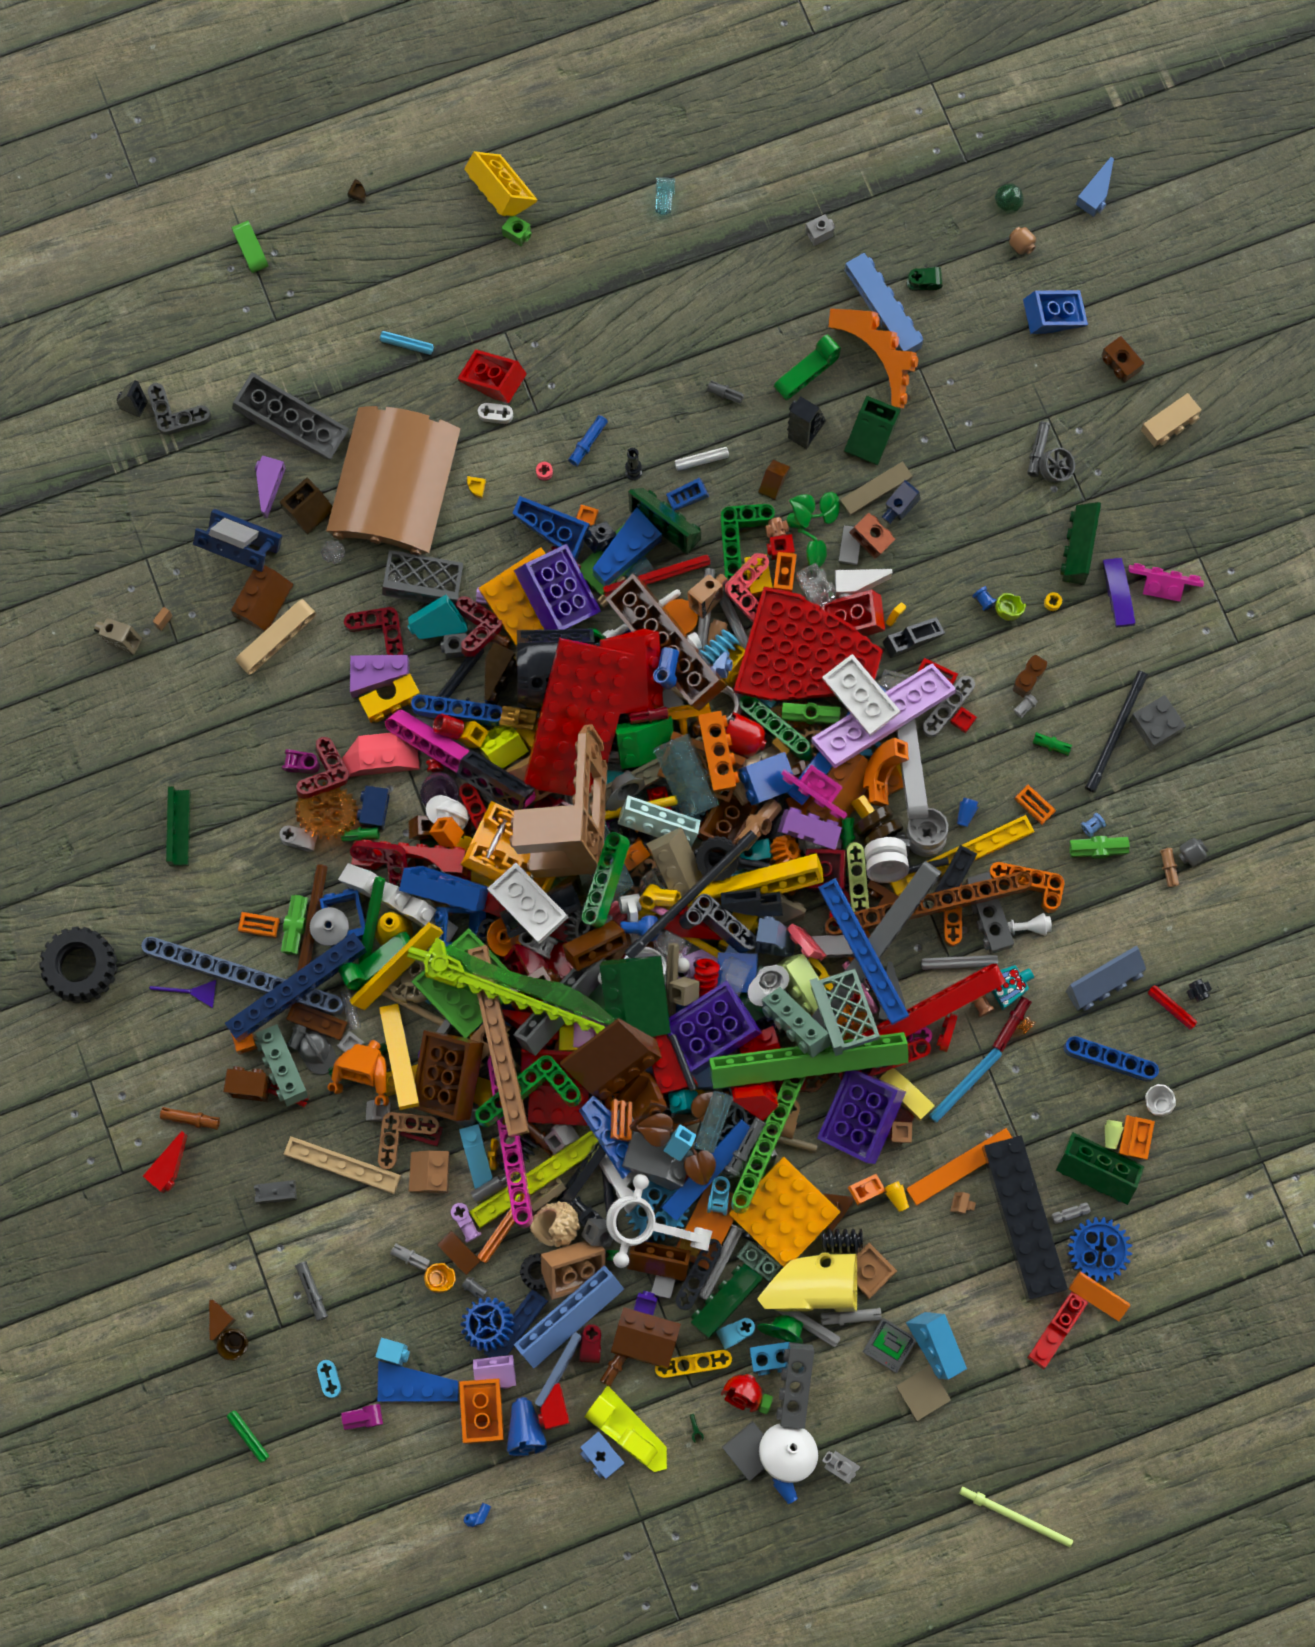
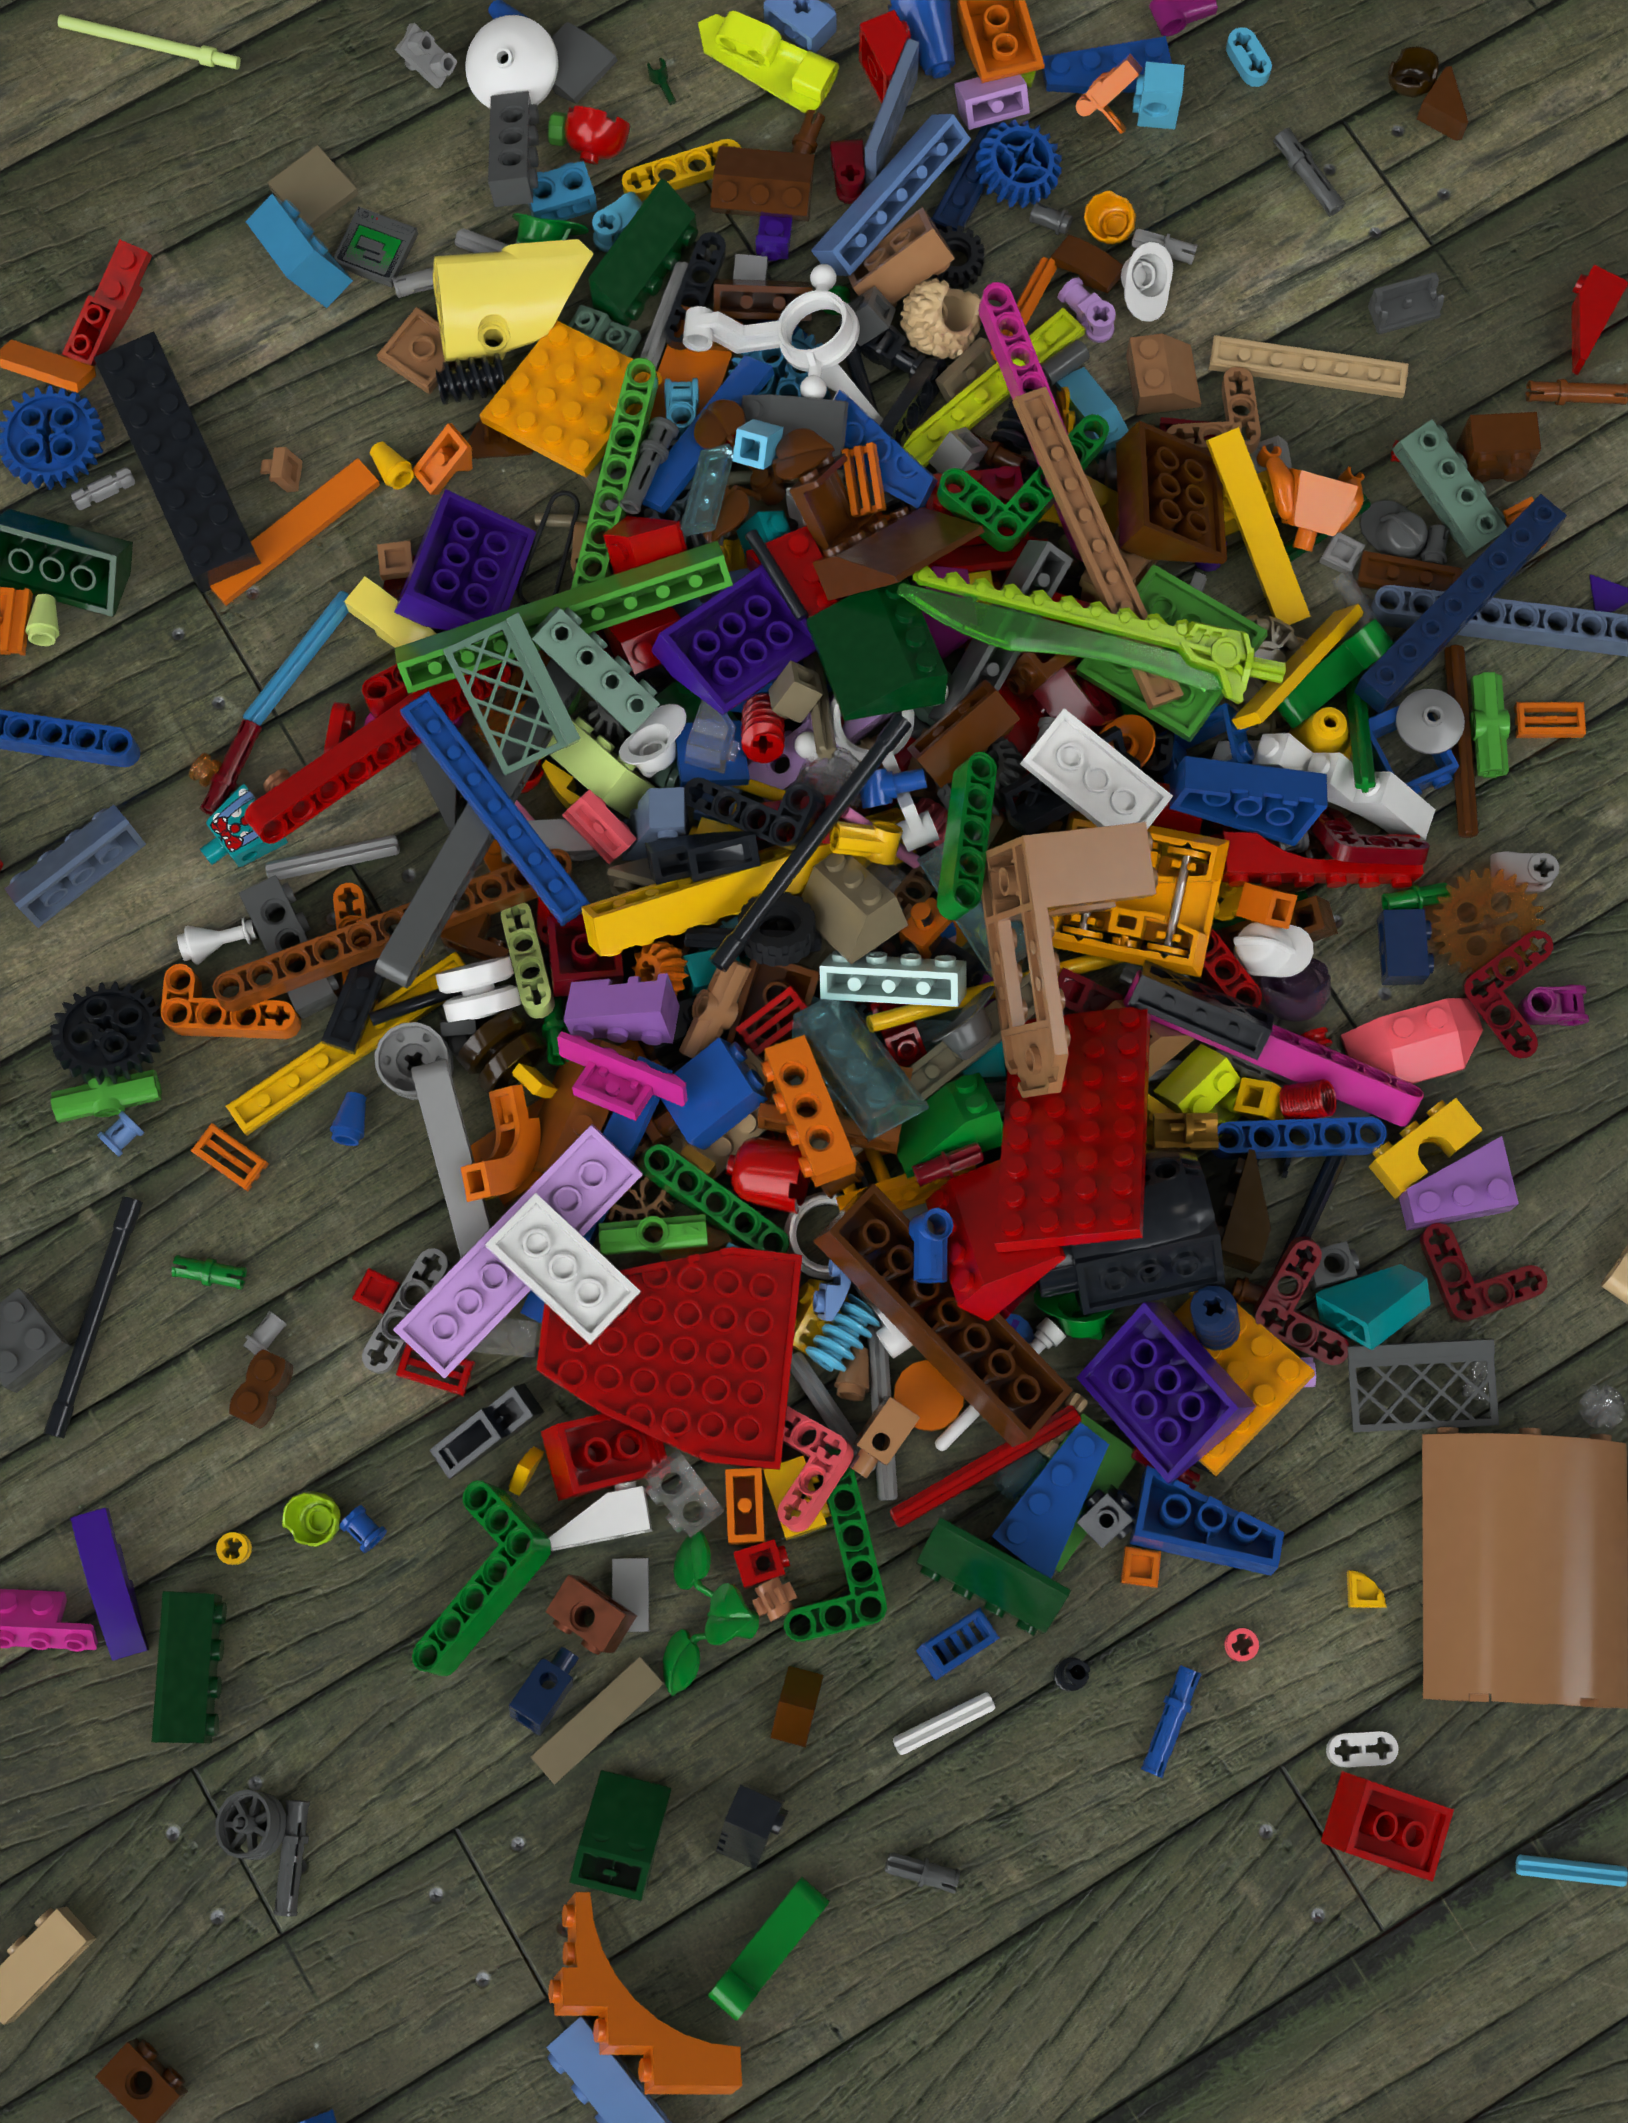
camera: 170 degrees right, 0 degrees up
(422, 1361) = (1106, 88): none -> orange piece
(426, 1231) = (1147, 281): none -> white piece
(532, 618) = (1215, 1317): none -> dark blue piece
(712, 813) = (750, 1038): none -> red tile
(800, 1124) = (537, 538): none -> black piece
(922, 556) = (486, 1582): none -> green beam
(1103, 864) = (107, 1033): none -> black gear

